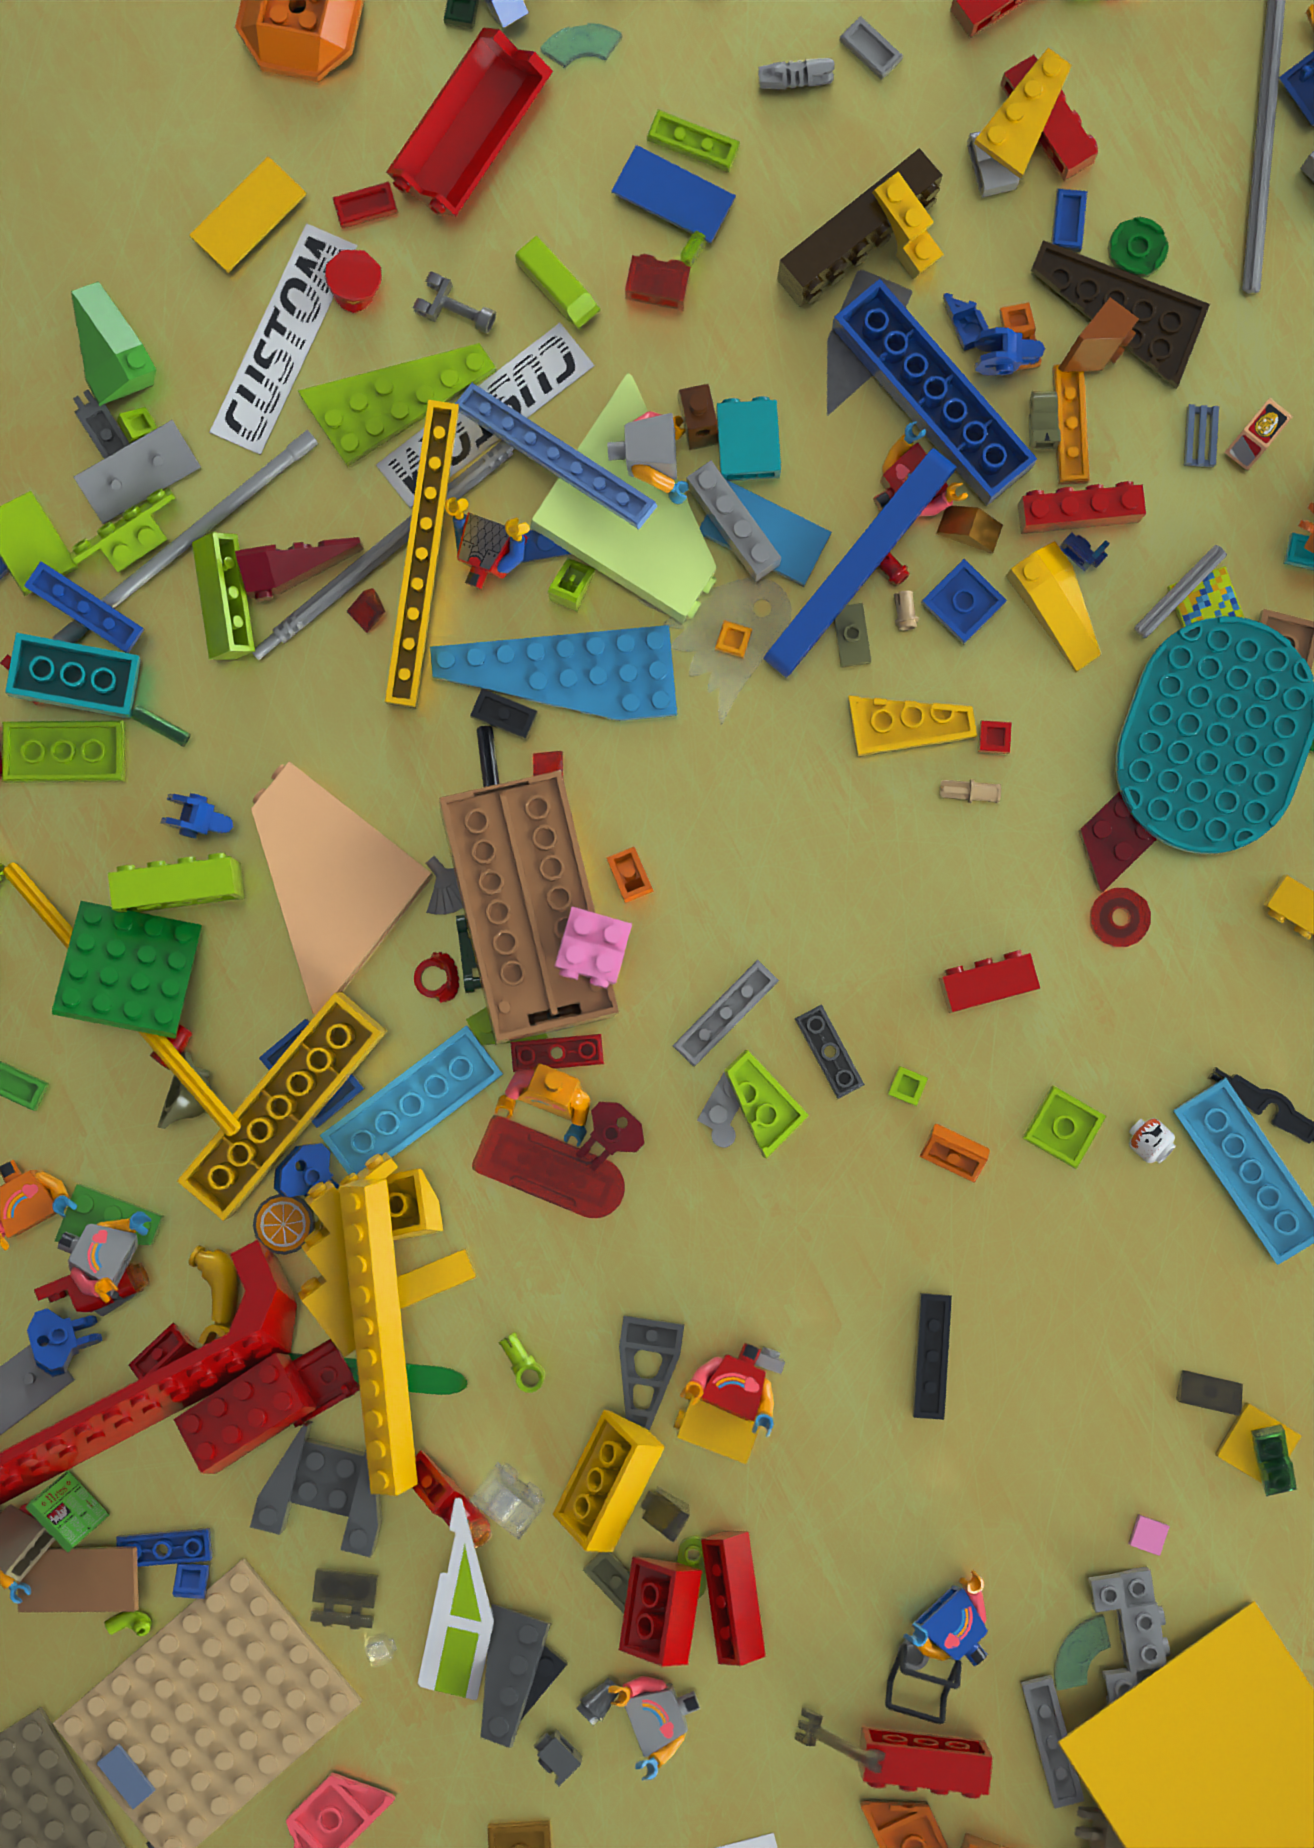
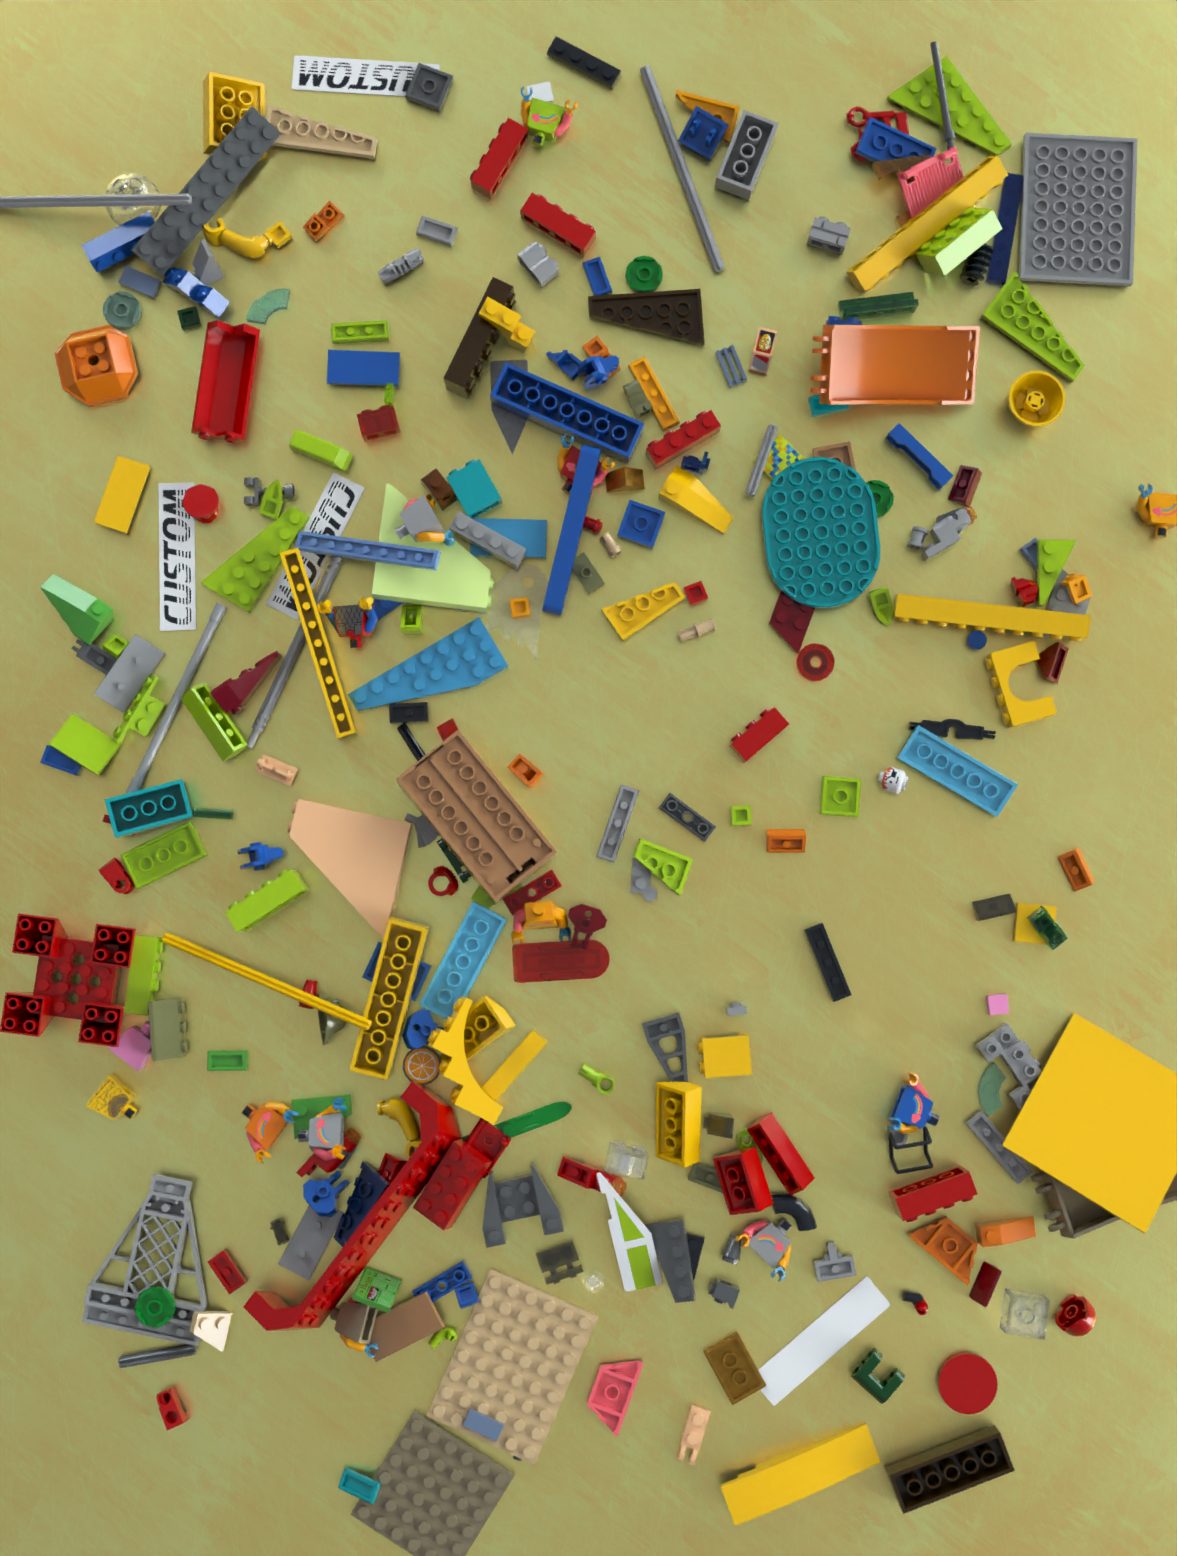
camera: 30 degrees left, 0 degrees up
(84, 607) = (136, 766): blue plate -> none
(118, 1367) = (367, 1191): none -> dark blue wing
(127, 970) = (262, 963): green plate -> none
(278, 706) = (276, 770): none -> light nougat hinge
(365, 205) = (187, 457): red tile -> none
(367, 609) = (300, 690): clear red slope -> none
(378, 1336) = (508, 1103): yellow brick -> none
(454, 322) = (272, 500): none -> lime plate
(592, 947) = (524, 822): bright pink plate -> none
(718, 1686) = (796, 1208): none -> black cylinder
(734, 1794) = (834, 1265): none -> light grey hinge
(735, 1387) = (725, 1033): torso -> none
(814, 1732) = (862, 1207): clear smoke hinge -> none
(1021, 119) = (542, 234): yellow wing -> none
(1101, 339) = (648, 338): dark orange slope -> none
(1256, 880) = (882, 604): none -> lime plate

